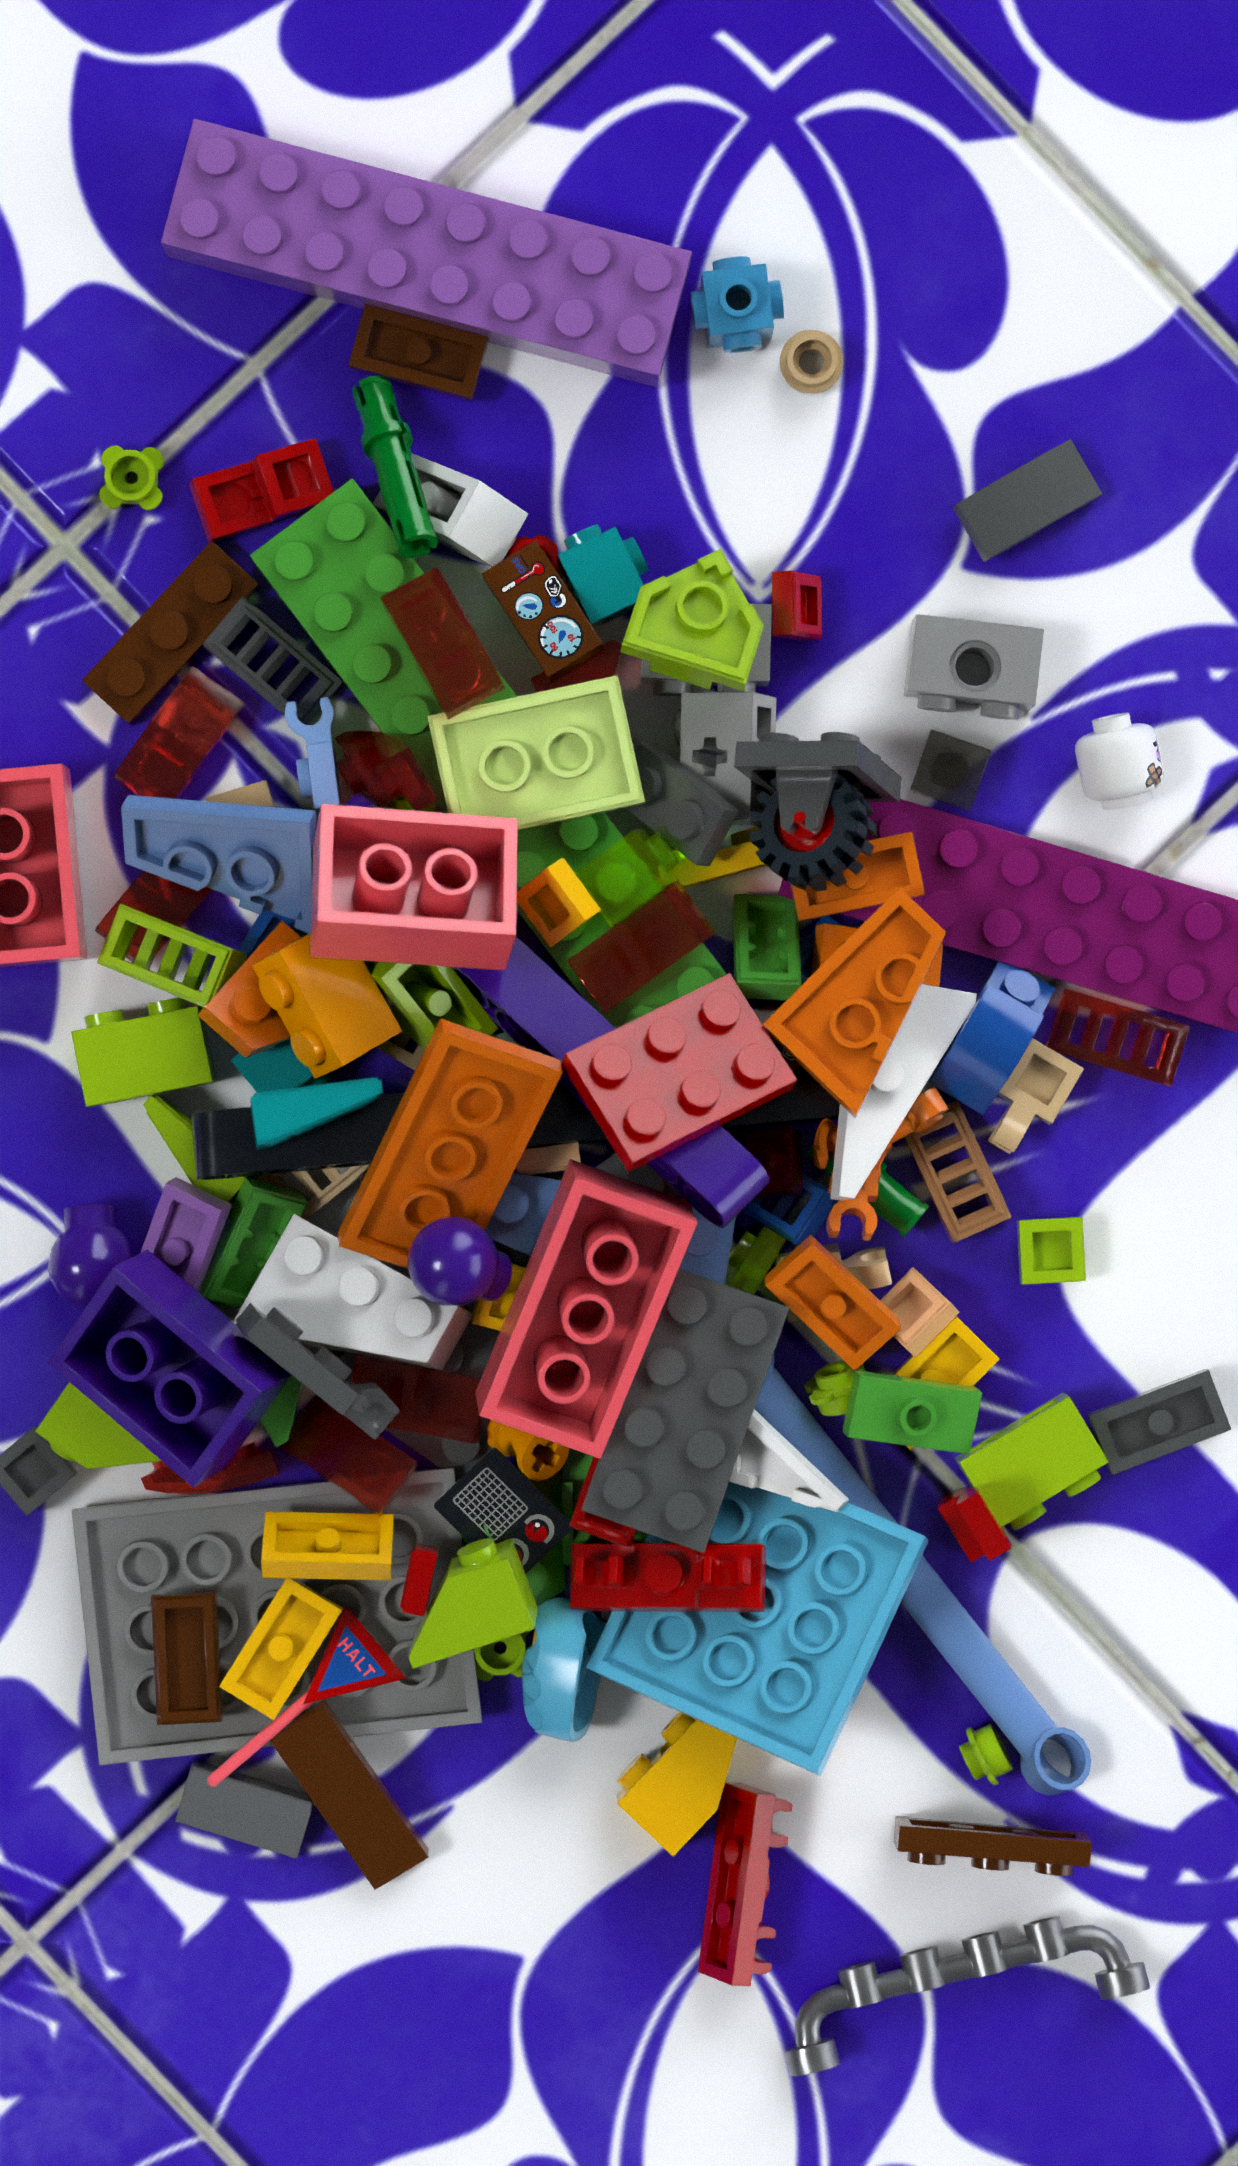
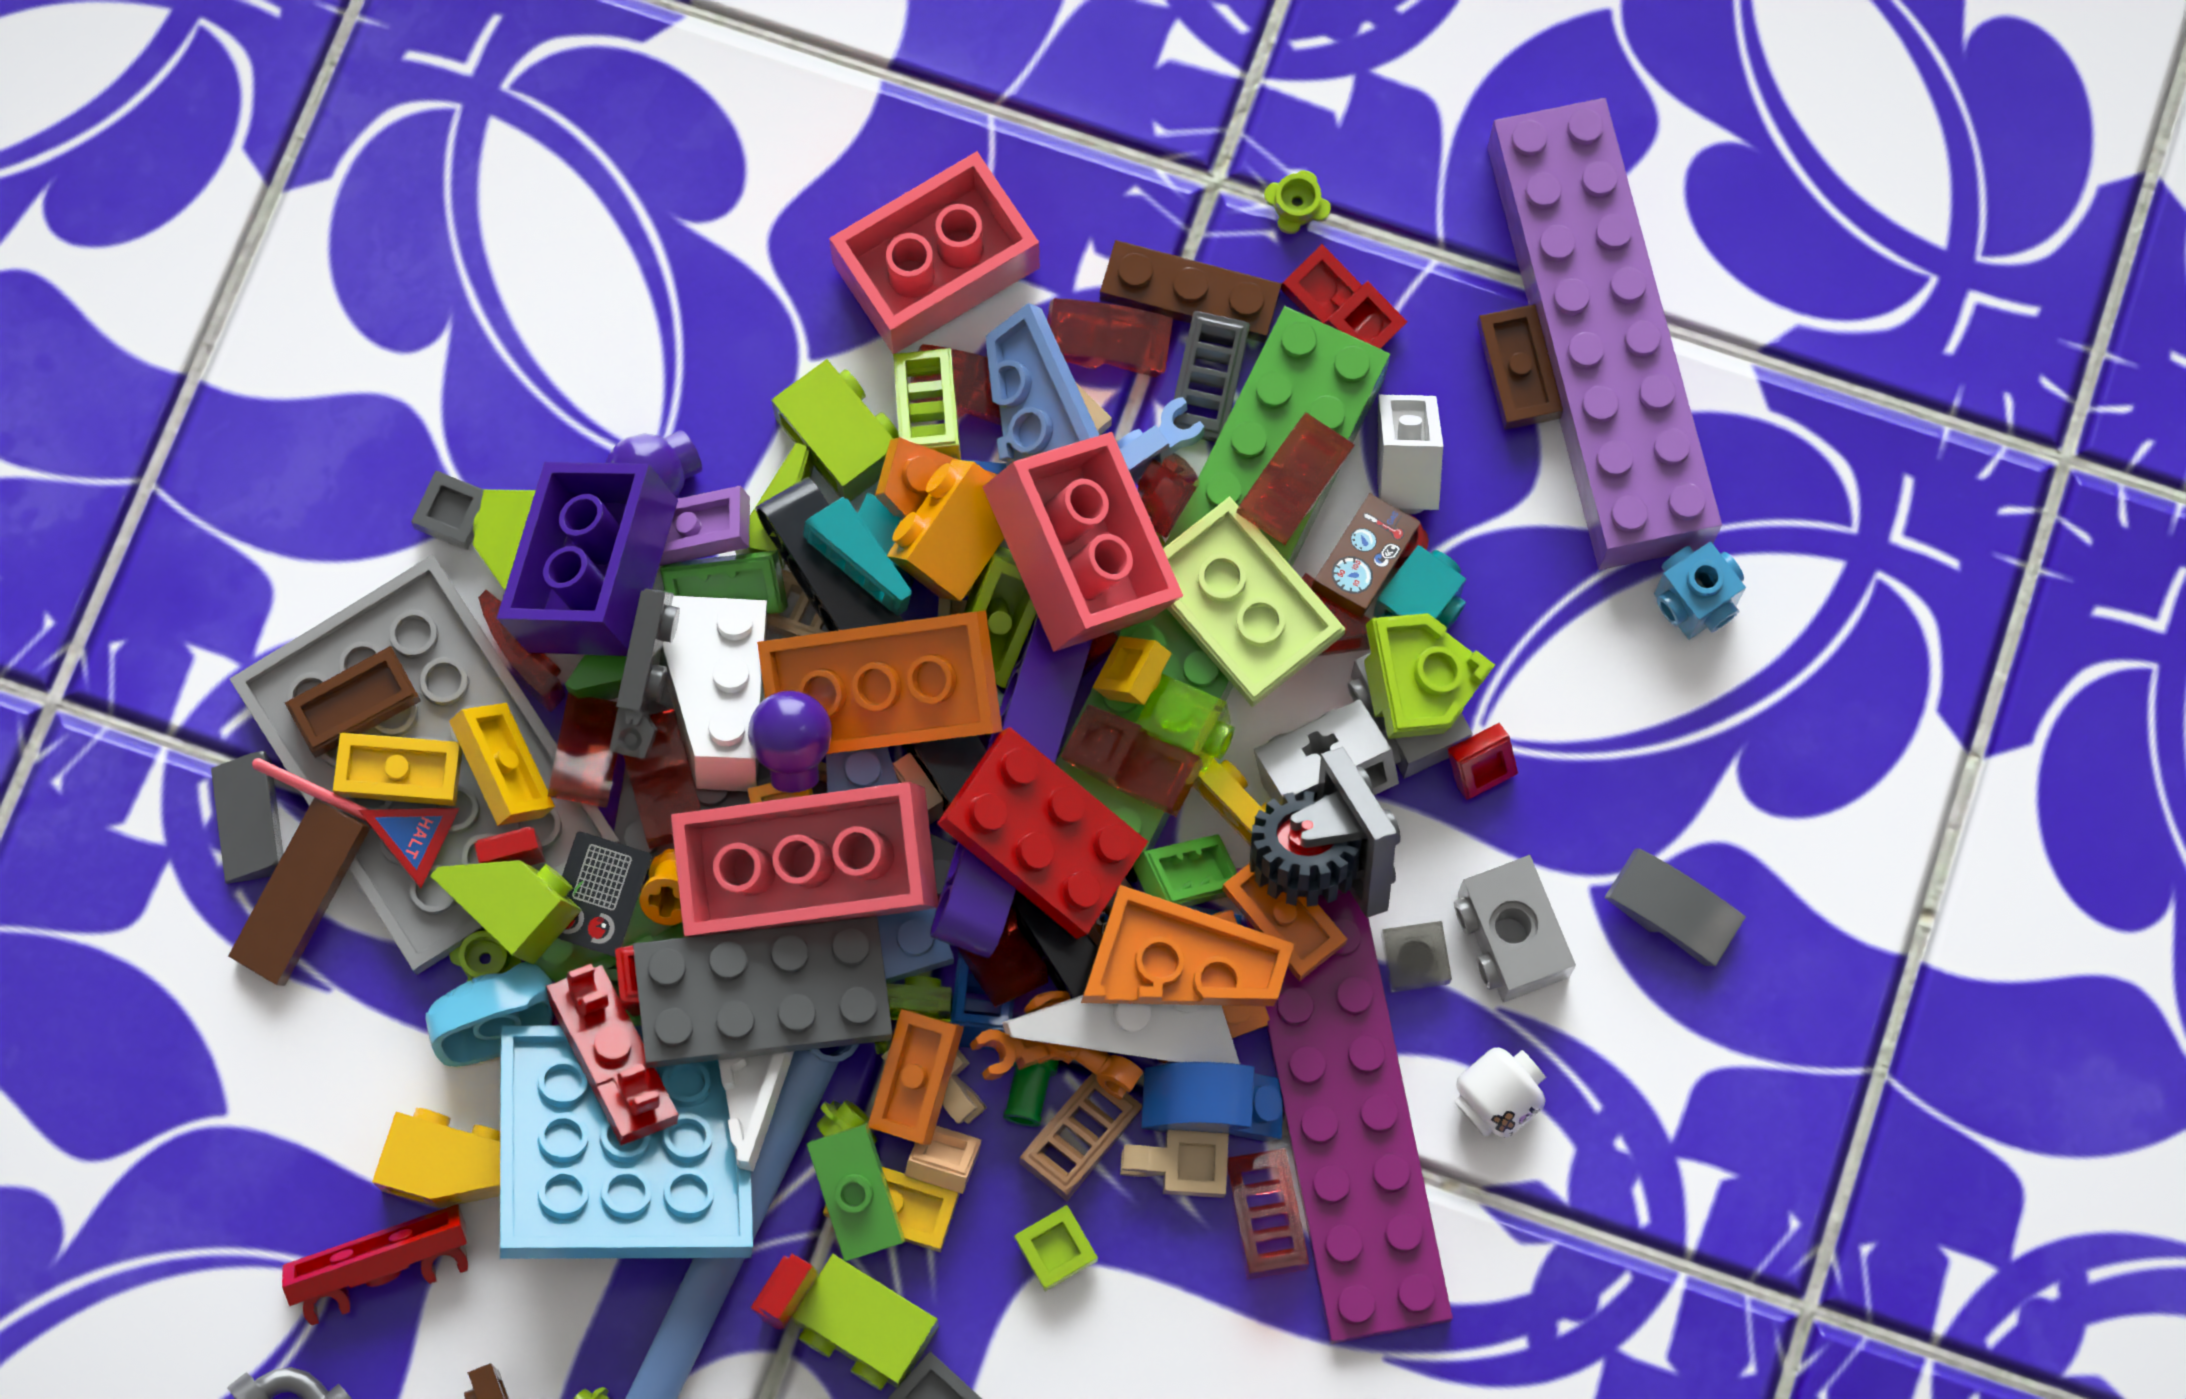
camera: 65 degrees right, 15 degrees down
(388, 444) = (1433, 374): green pin -> none
(680, 805) = (1267, 737): dark grey hinge -> none
(818, 343) = (1696, 662): tan plate -> none

